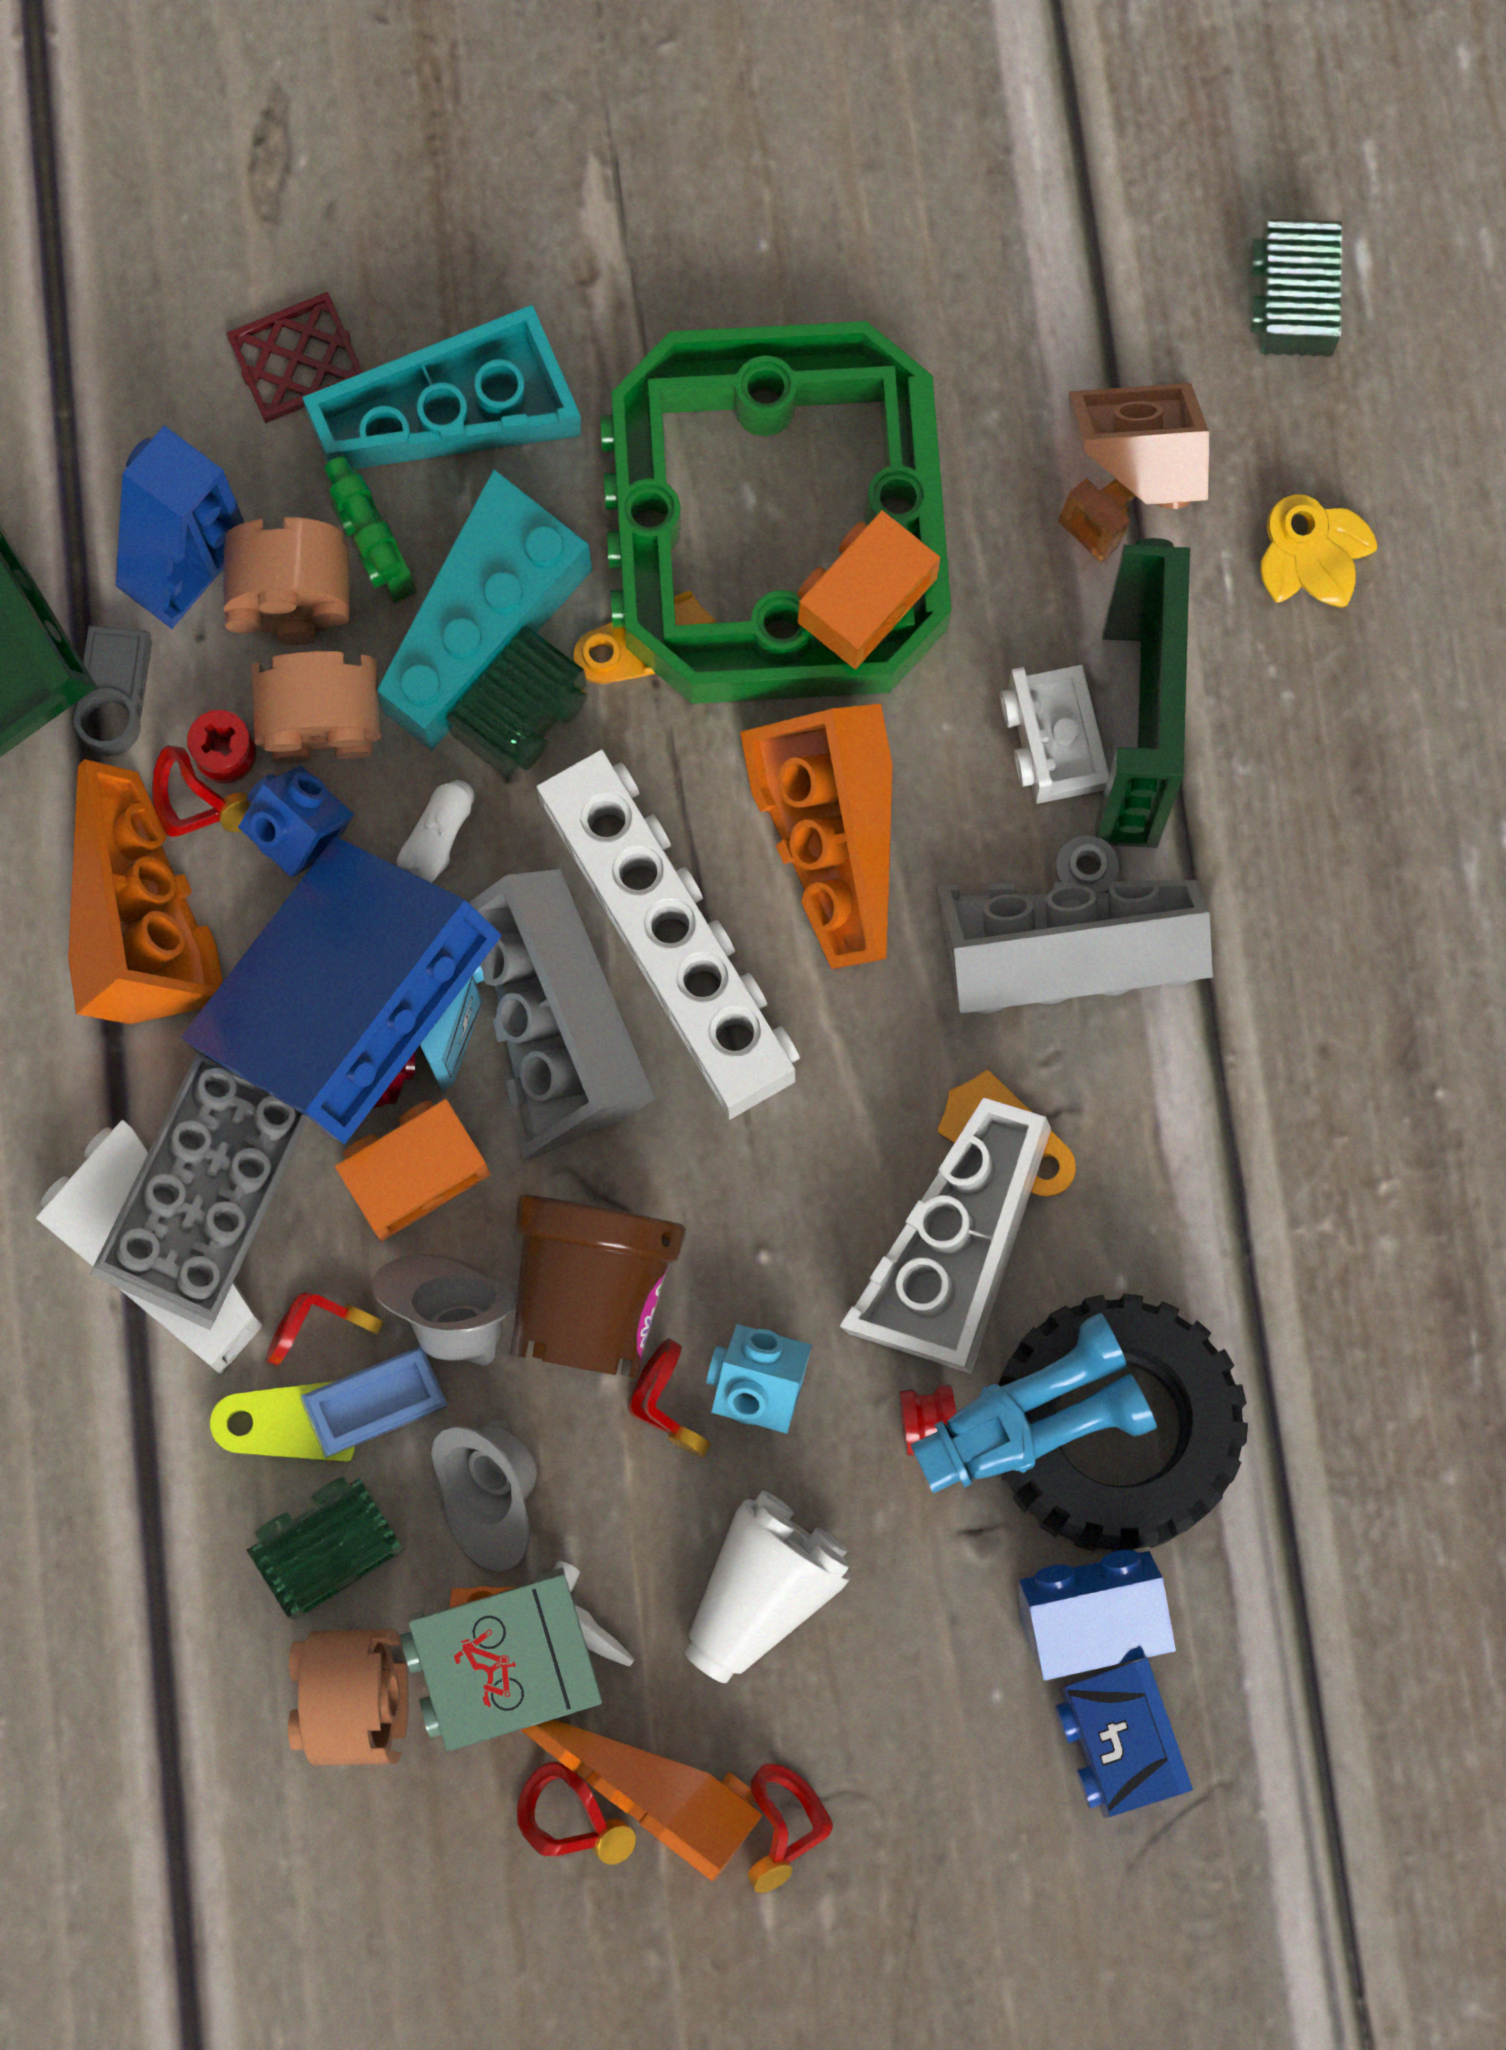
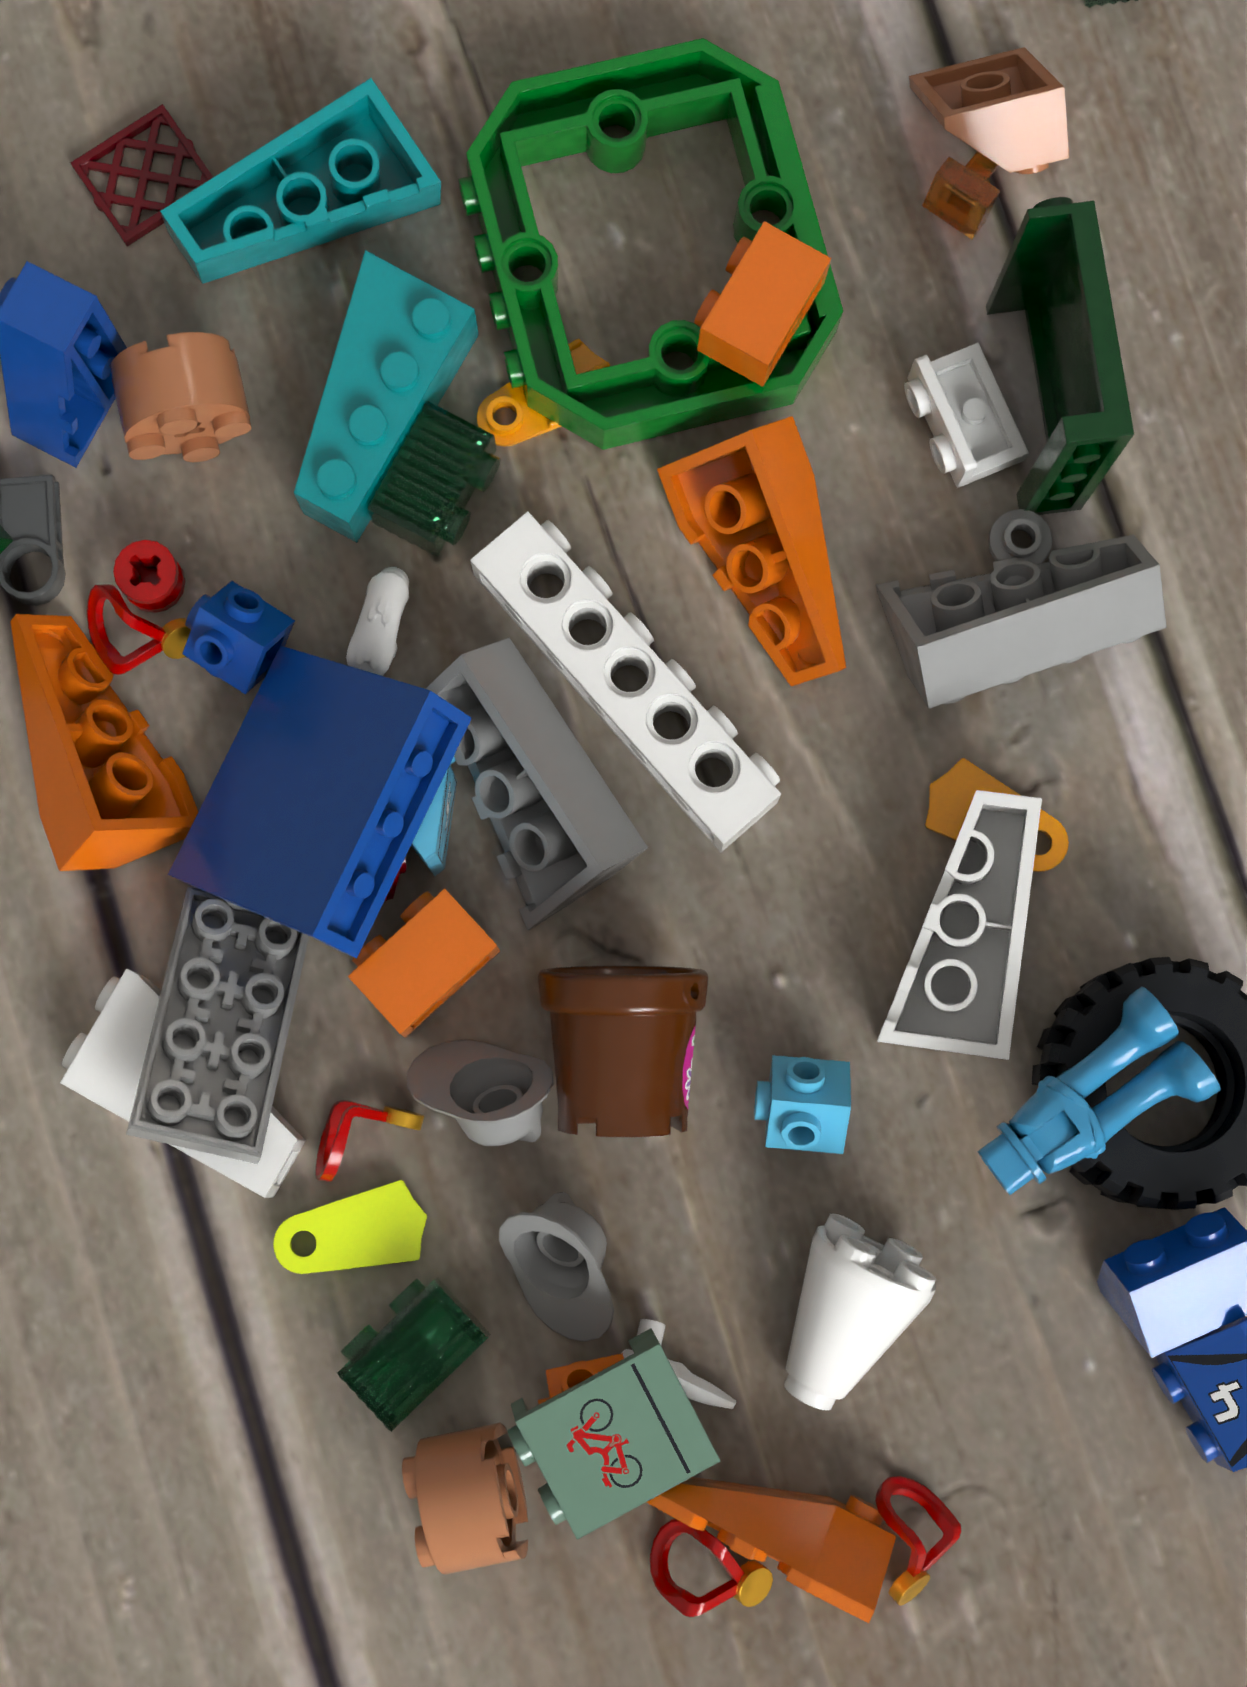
camera: 15 degrees left, 5 degrees up
(316, 705) = (234, 518): nougat brick -> none
(373, 1401) = (430, 1198): medium blue tile -> none
(374, 538) = (264, 345): green plate -> none
(663, 1364) = (735, 1173): red piece -> none
(923, 1411) = (975, 1111): red wheel -> none
(1320, 558) = (1181, 199): yellow plate -> none

